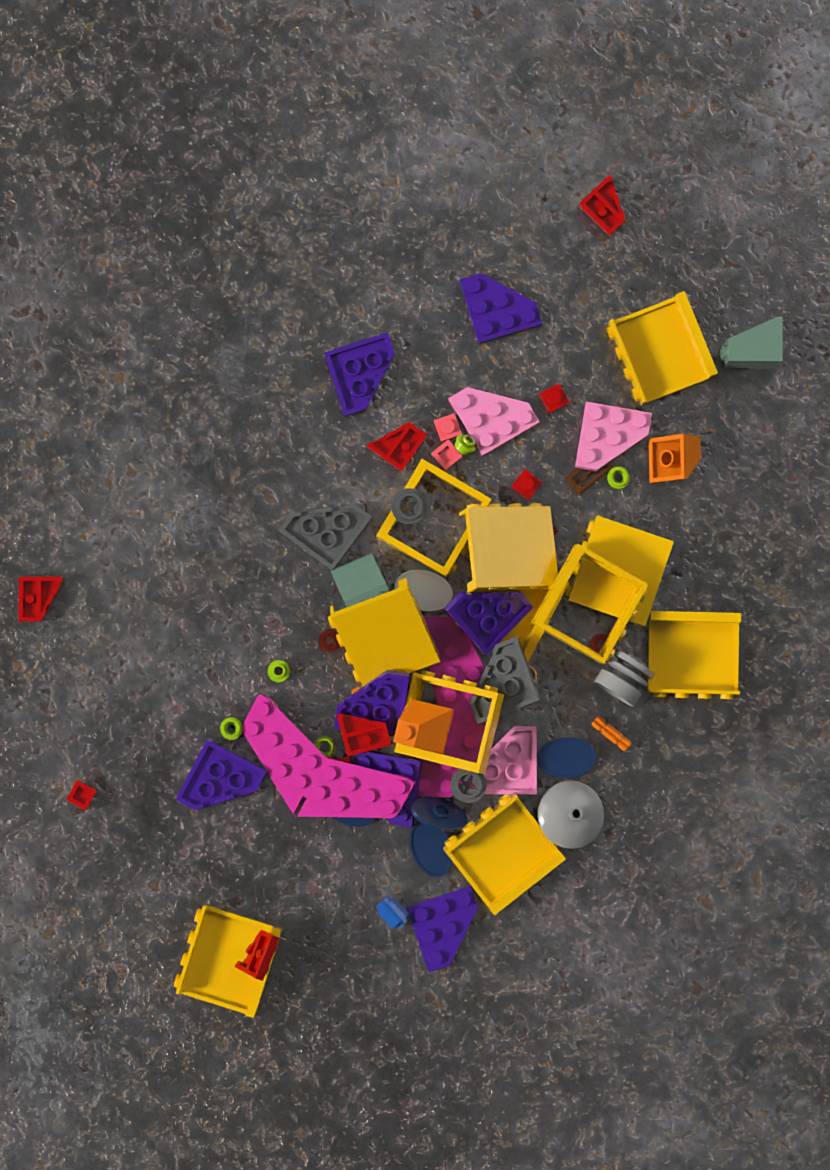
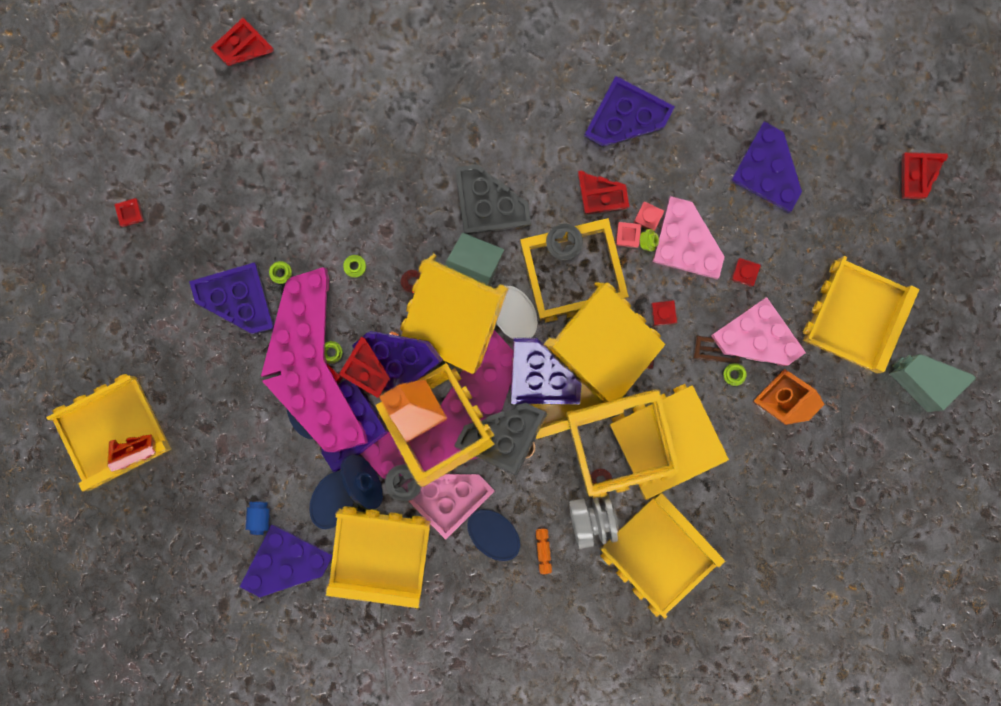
camera: 40 degrees right, 0 degrees up
(557, 818) = (444, 569): light grey dish -> none

